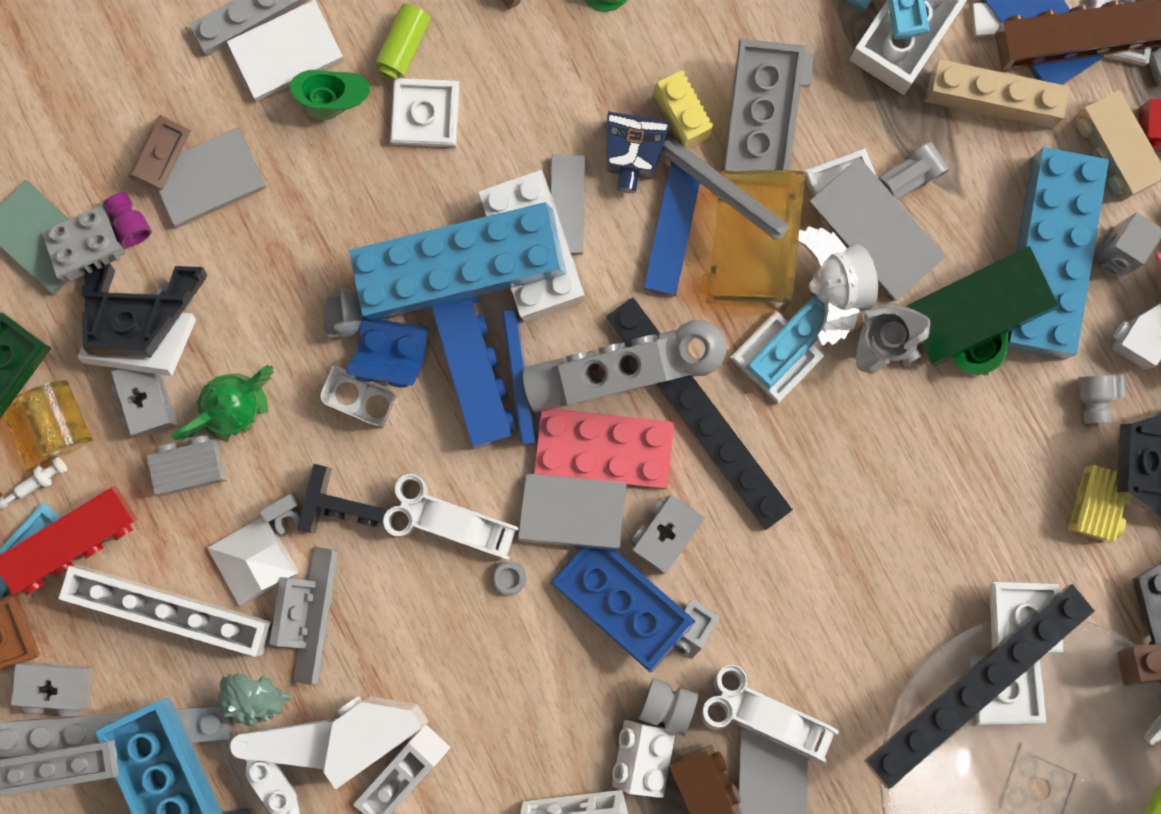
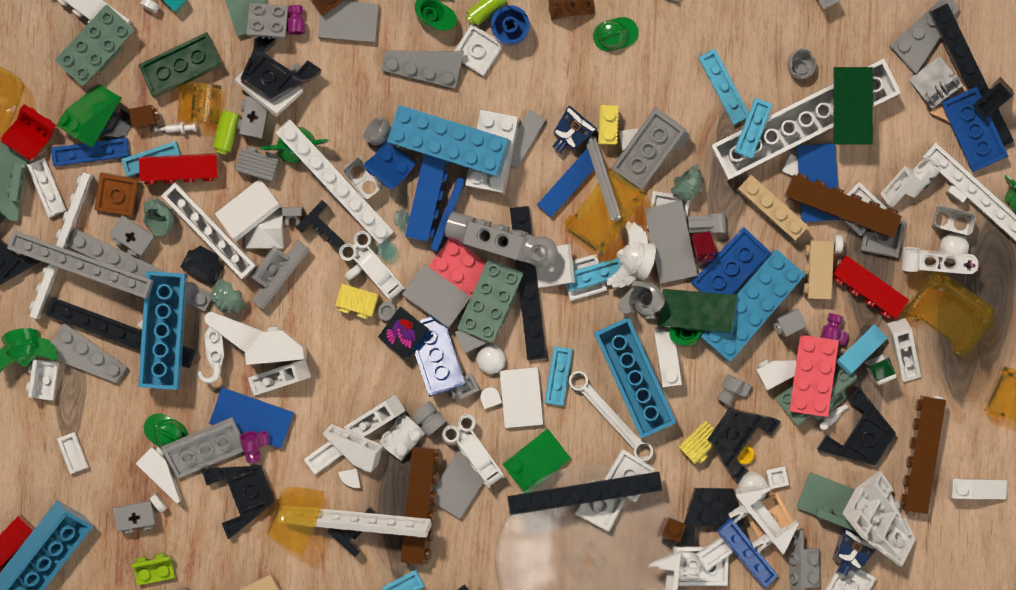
camera: 30 degrees right, 5 degrees up
(76, 634) = (158, 217): none -> sand green hair
(111, 445) = (225, 132): none -> lime brick
(186, 667) = (203, 264): none -> black slope
(209, 544) = (247, 210): none -> white tile
(315, 424) = (334, 181): none -> white plate
(364, 175) = (429, 66): none -> light grey wing
(425, 548) = (353, 272): none -> white tile
(435, 40) = (506, 15): none -> blue brick
(452, 424) = (401, 218): none -> clear light blue plate
(453, 588) = (356, 300): none -> light yellow brick
(457, 485) = (387, 250): none -> clear light blue plate
(554, 596) = (403, 333): none -> black tile
(586, 751) = (376, 417): none -> white slope
(660, 470) = (491, 301): none -> sand green bracket
(708, 559) = (490, 358): none -> white hair
(719, 114) = (626, 136): none -> white tile
(739, 369) = (560, 271): none -> white tile
(742, 619) = (490, 397): none -> white tile
(789, 592) = (521, 397): none -> white tile
(826, 527) = (558, 376): none -> medium azure tile
(852, 129) = (688, 184): none -> sand green hair
(869, 676) = (536, 460): none -> green slope
(931, 208) = (703, 247): none -> dark red brick
(942, 542) = (610, 415): none -> white piece
(946, 462) = (634, 377): none -> dark azure brick
(976, 406) = (667, 358): none -> white slope
(985, 212) = (732, 264): none -> blue tile
(1126, 87) = (838, 244): none -> white tile

